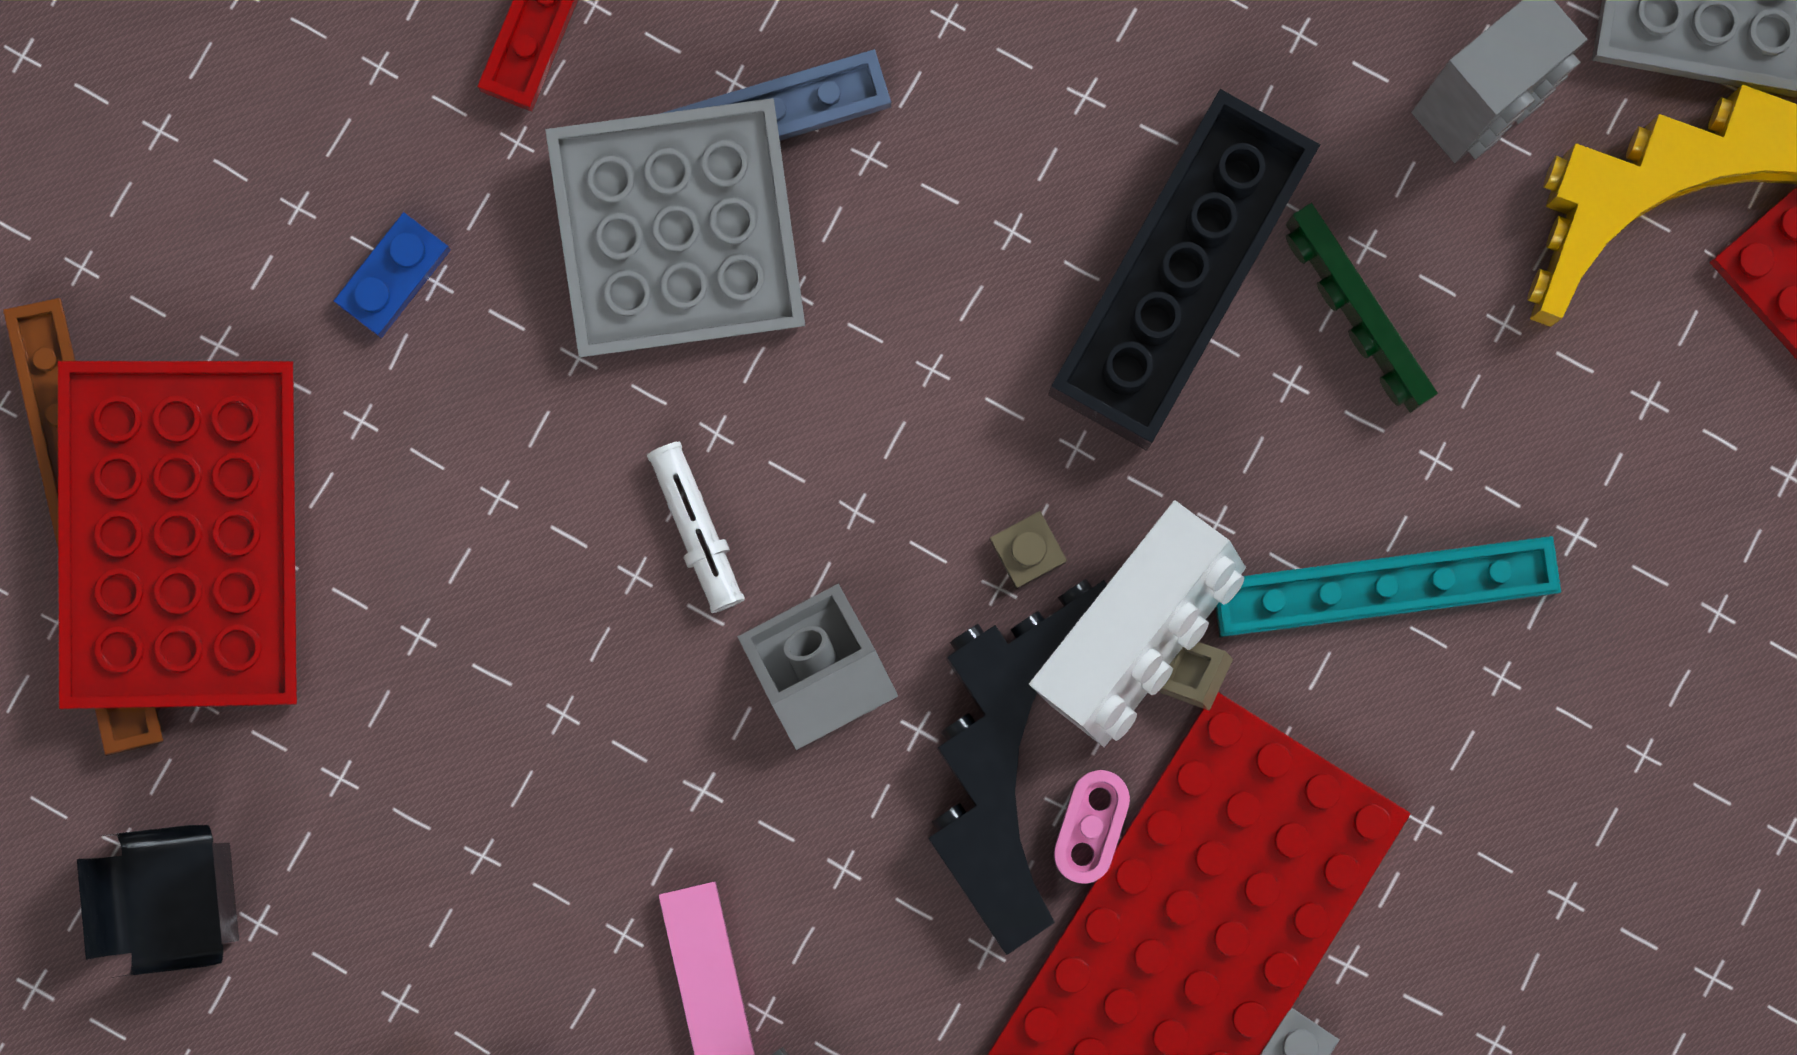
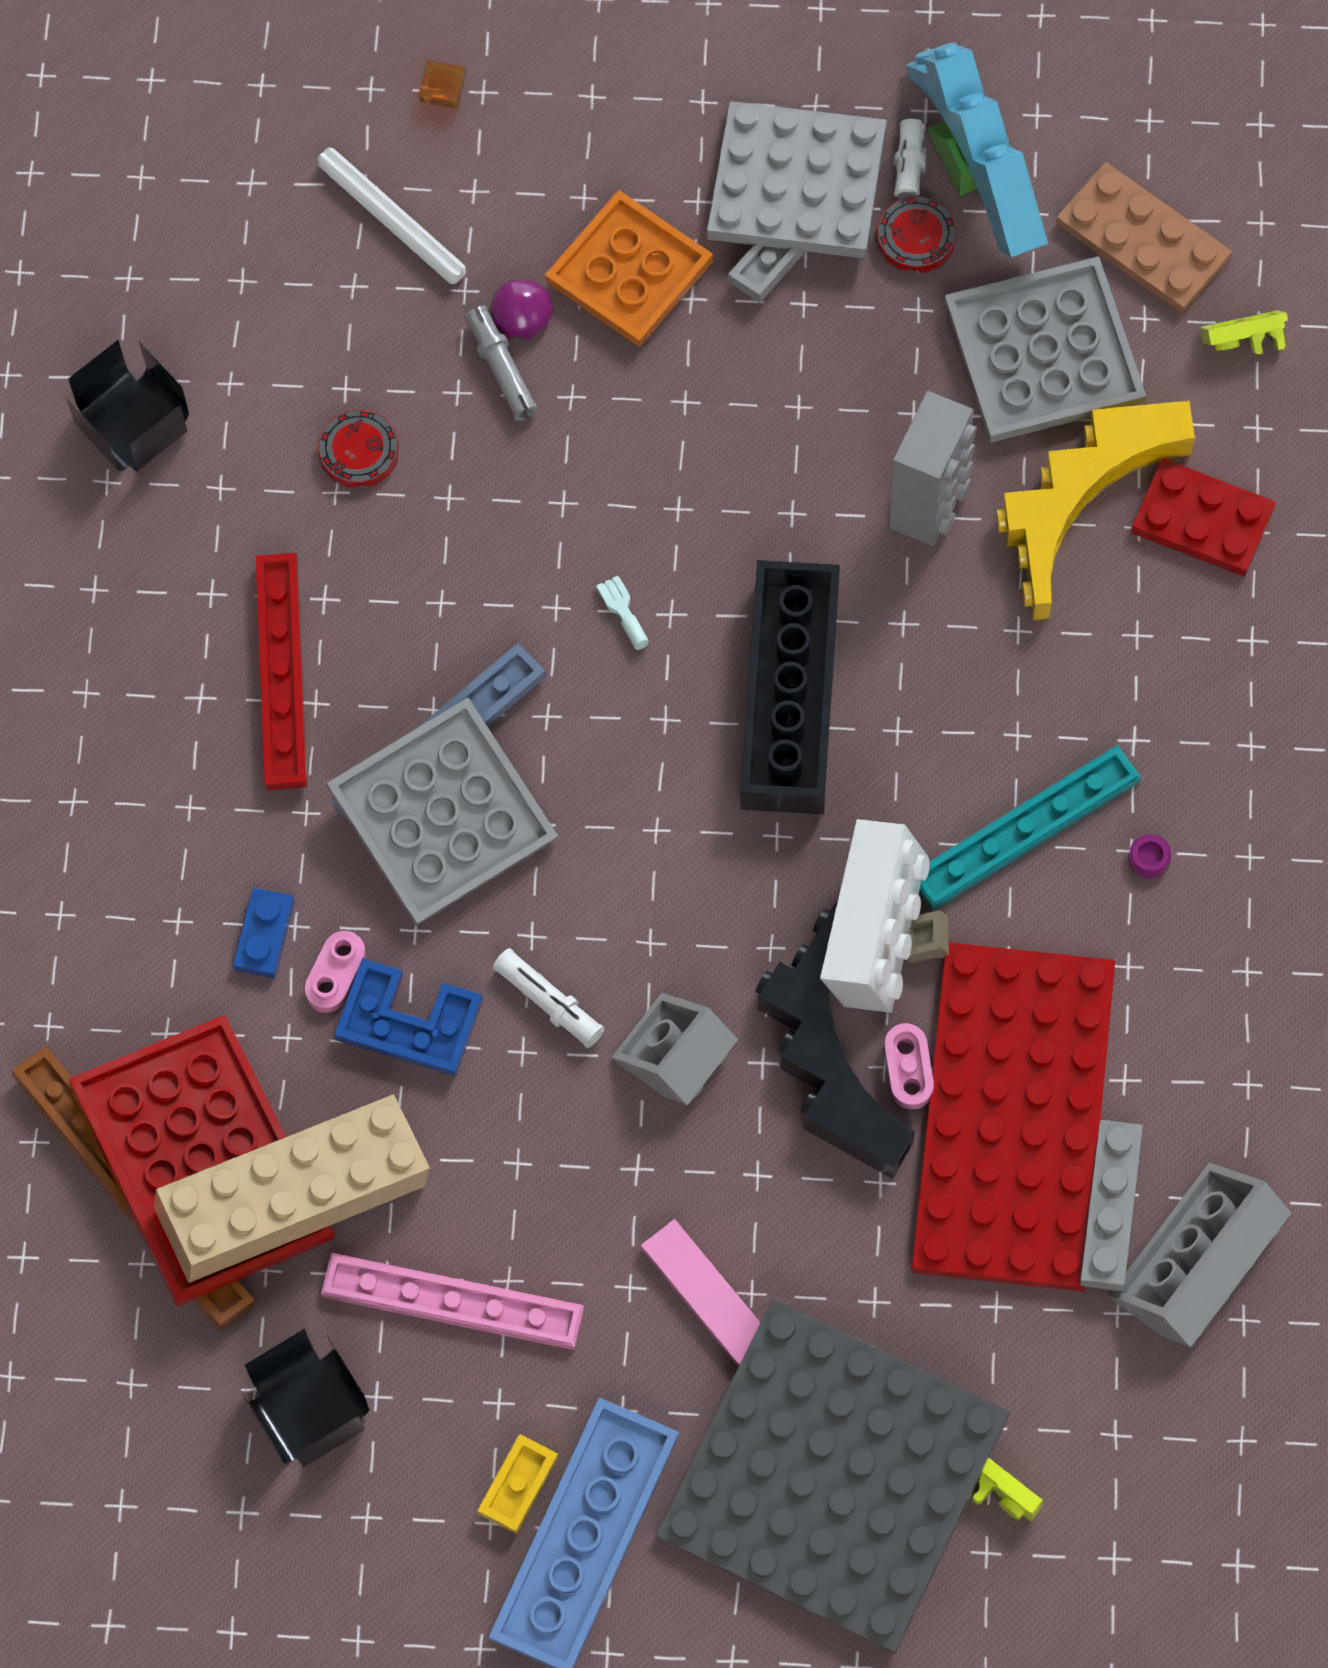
camera: 20 degrees left, 15 degrees down
(260, 630) = (291, 1188): none -> tan brick
(402, 852) = (453, 1301): none -> bright pink tile
(459, 371) = (335, 970): none -> bright pink plate
(466, 460) = (430, 1044): none -> blue plate
(1027, 50) = (618, 602): none -> light aqua piece
(1028, 550) = (777, 912): dark tan plate -> none
(1371, 329) = (930, 667): dark green plate -> none
(1521, 697) = (1149, 856): none -> magenta tile

